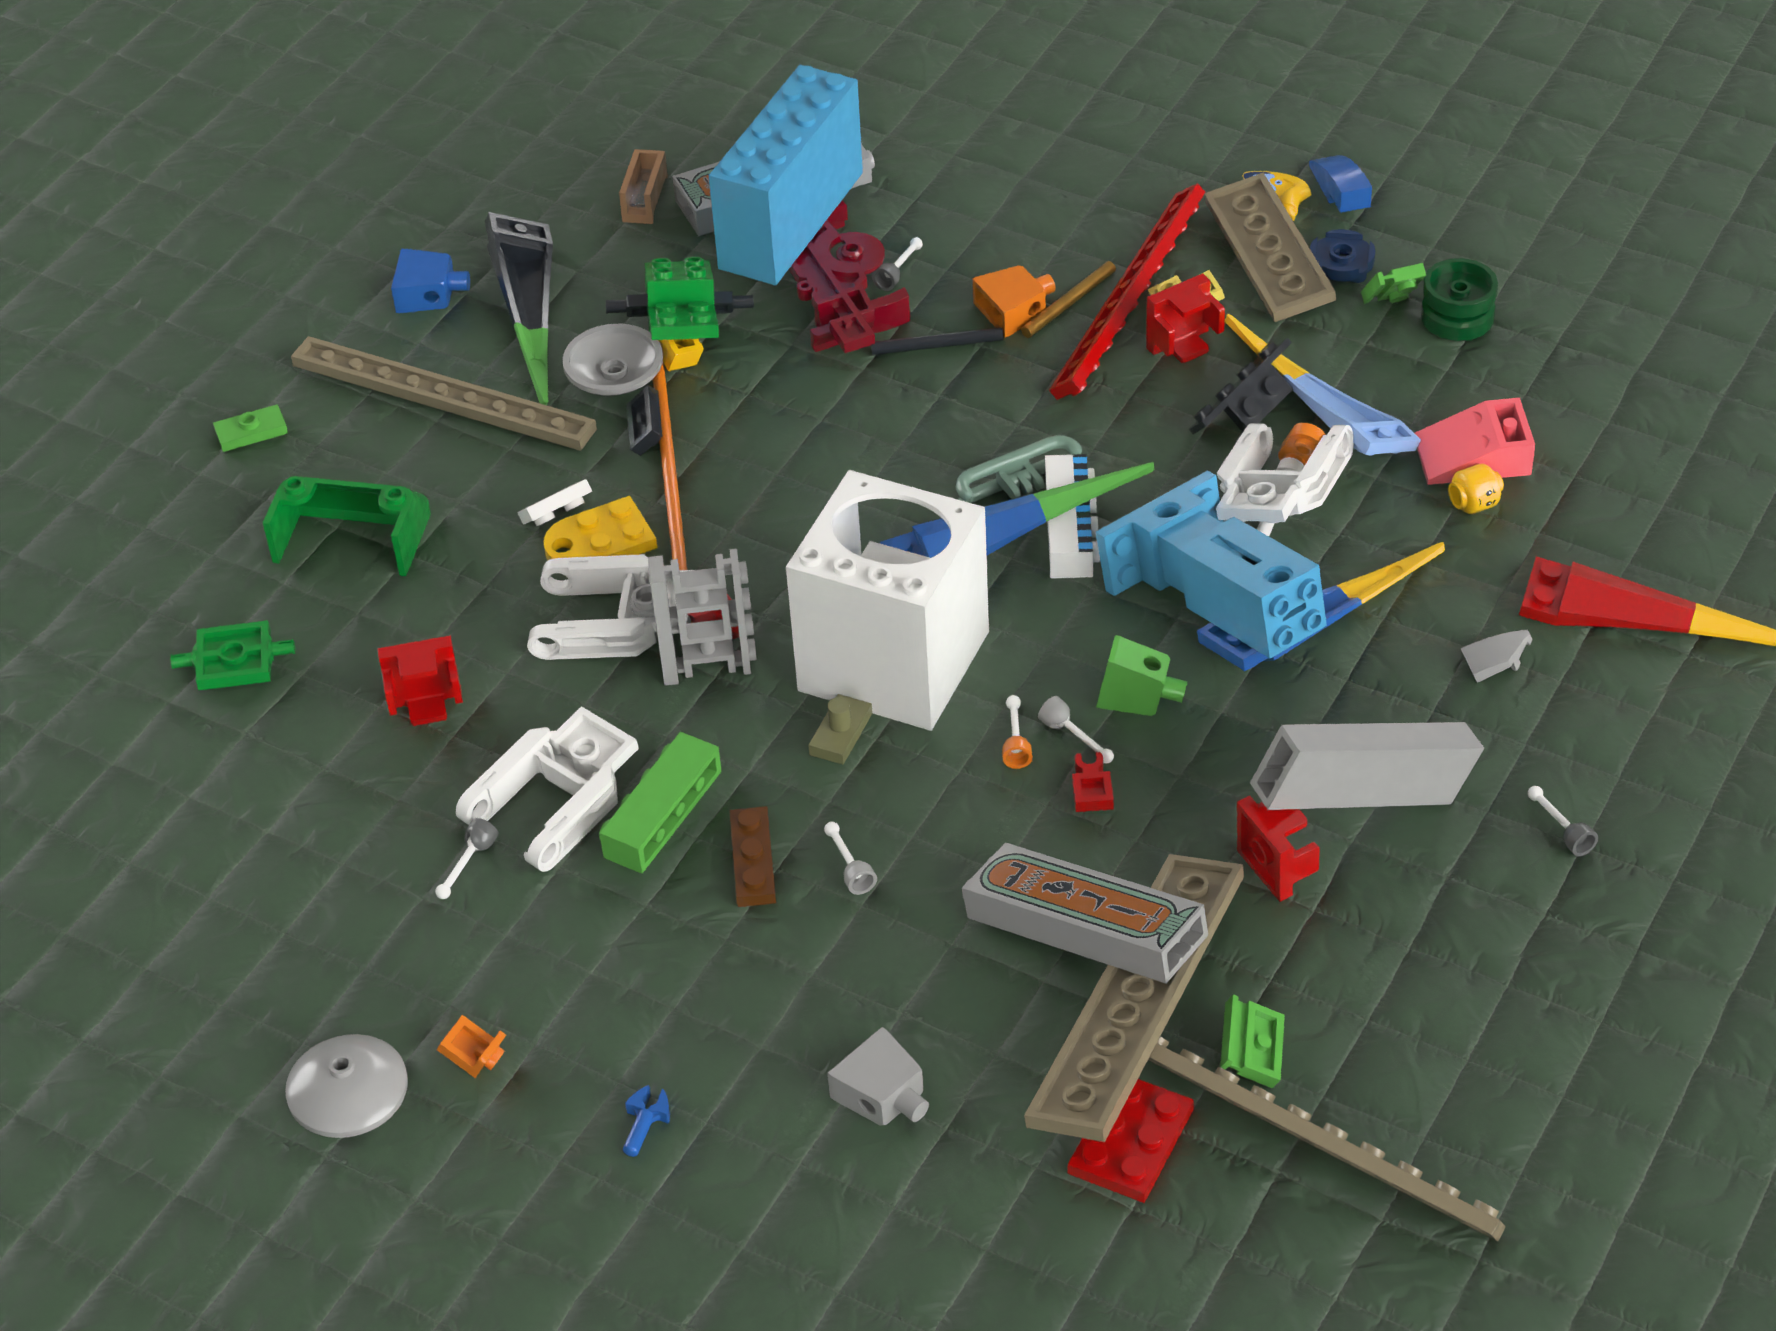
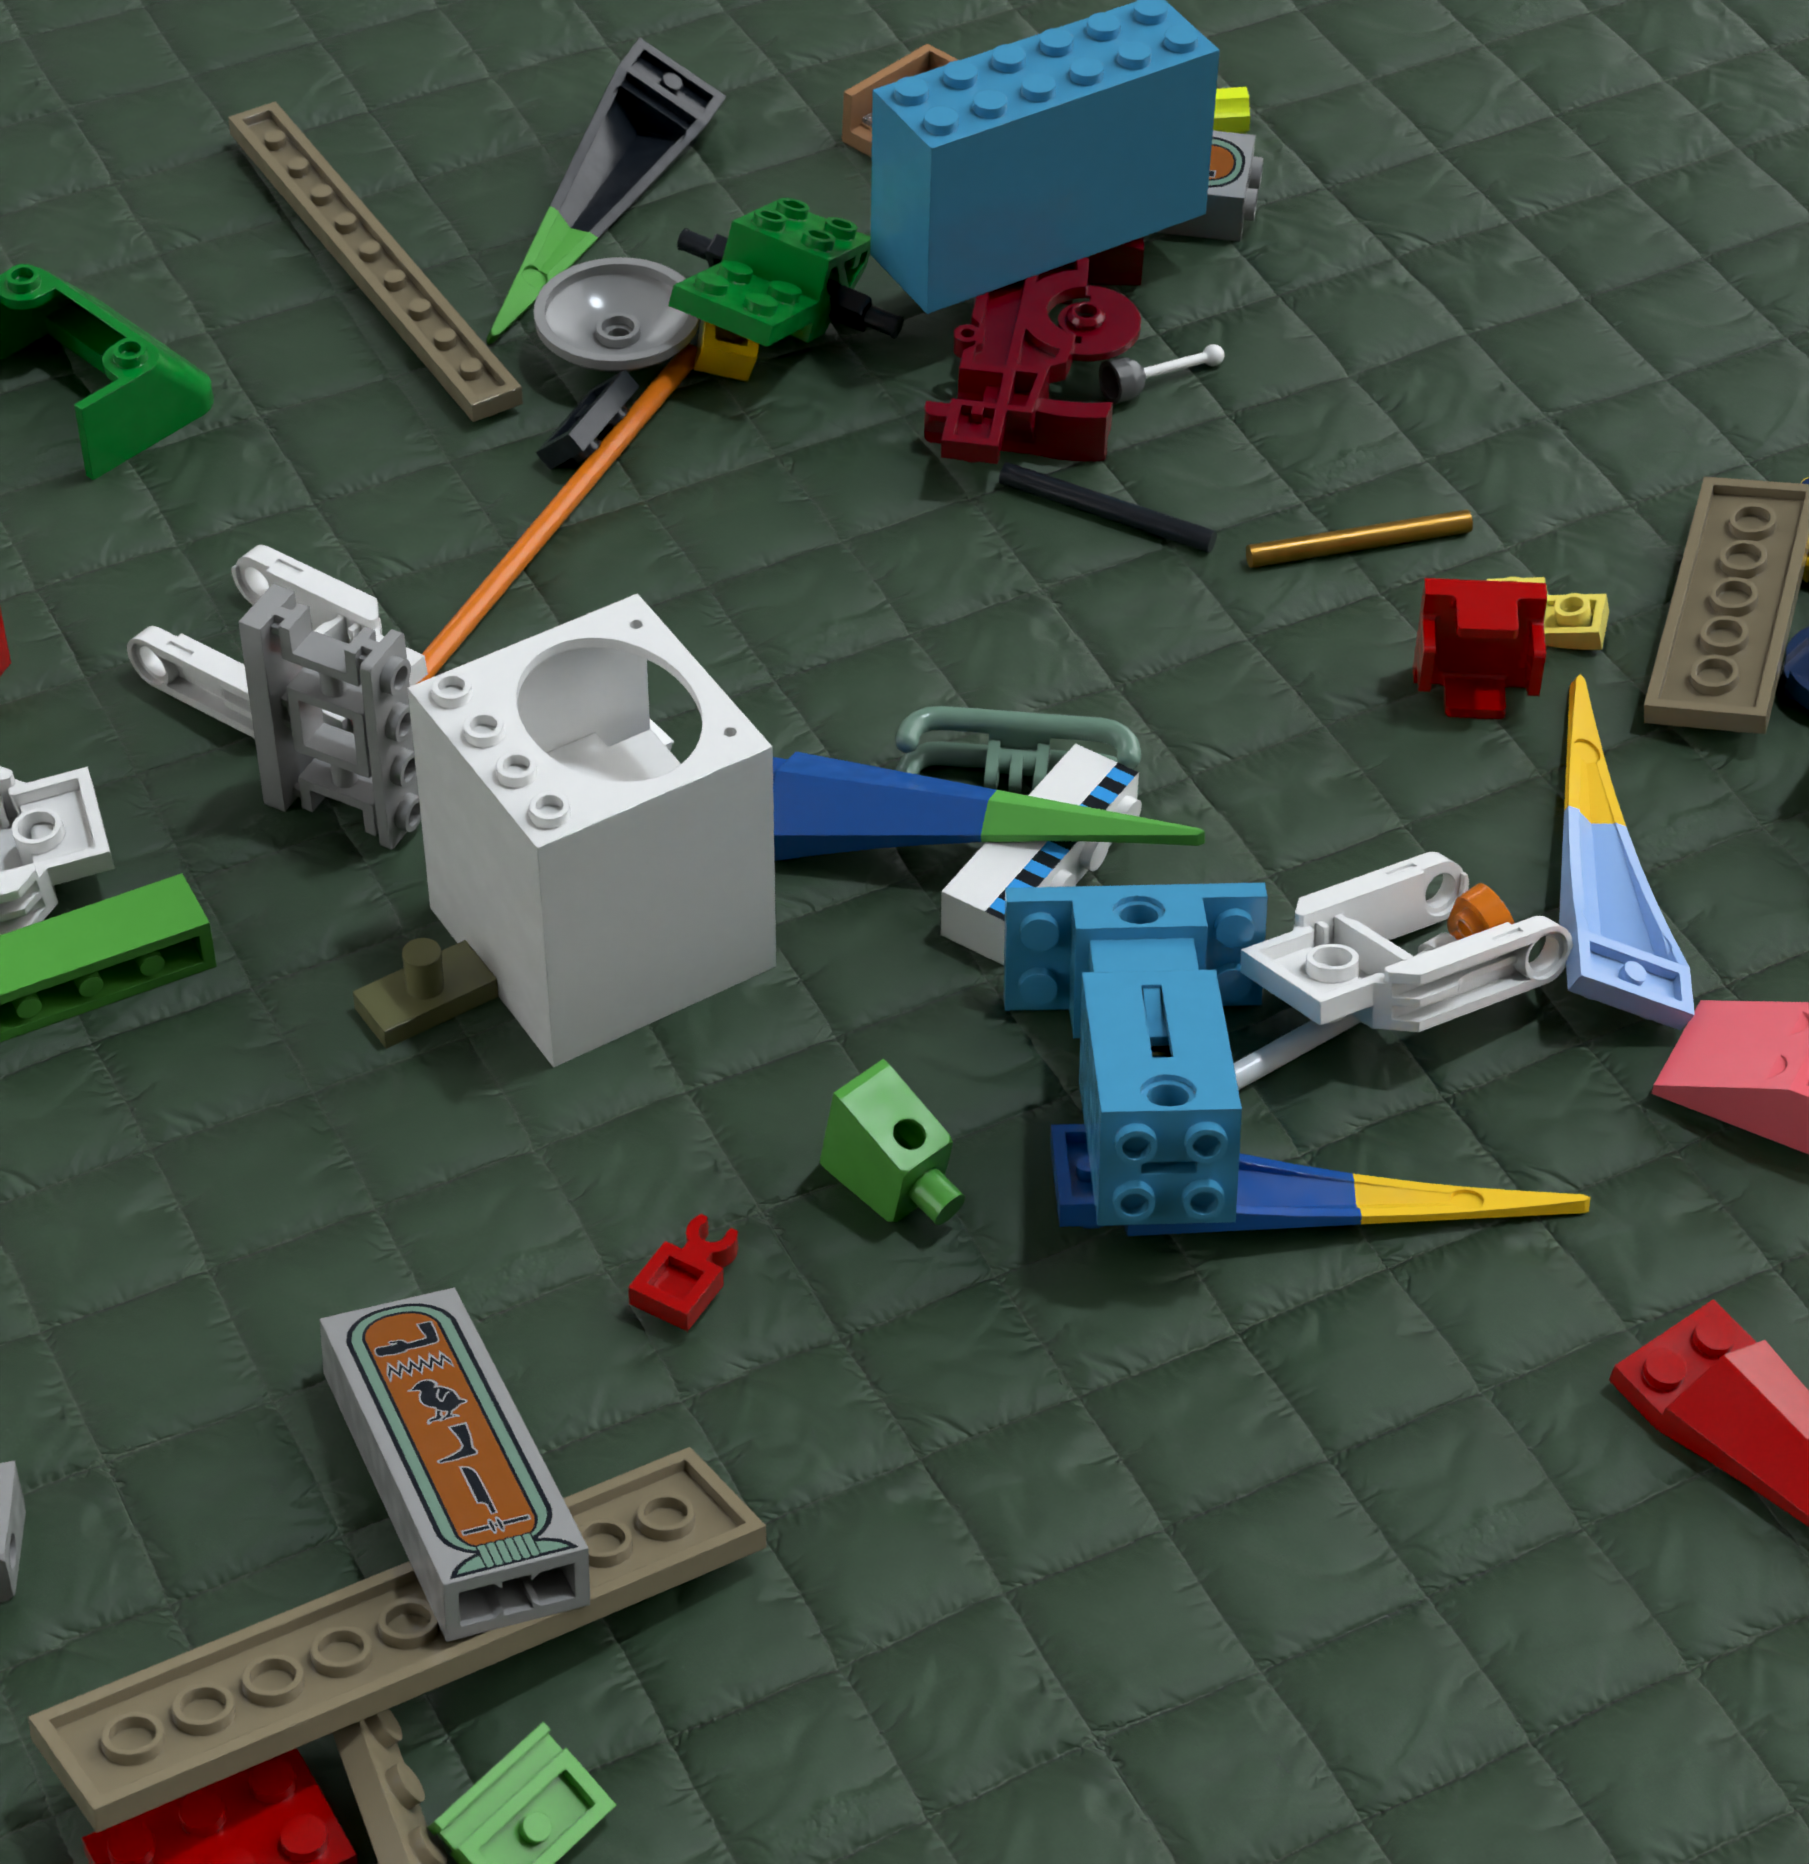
camera: 30 degrees right, 0 degrees up
(250, 428) = (97, 189): bright green plate -> none
(426, 281) = (492, 98): blue torso -> none
(543, 510) = (336, 476): white plate -> none
(601, 531) = (384, 549): yellow plate -> none
(752, 856) = (127, 1111): reddish brown plate -> none
(857, 874) = (241, 1216): light grey hinge -> none
(1011, 297) = (1270, 493): orange torso -> none
(1016, 749) = (630, 1160): orange hinge -> none
(1056, 715) = (739, 1140): hinge -> none
(1125, 294) = (1476, 559): red plate -> none
(1252, 396) = (1490, 814): black bracket -> none
(1266, 849) = (832, 1559): red panel -> none
(1366, 765) = (1058, 1475): light grey brick -> none
(1475, 488) = (1714, 1139): yellow head -> none
(1496, 653) = (1504, 1421): light grey slope -> none
(1577, 836) = (1355, 1787): dark grey hinge -> none

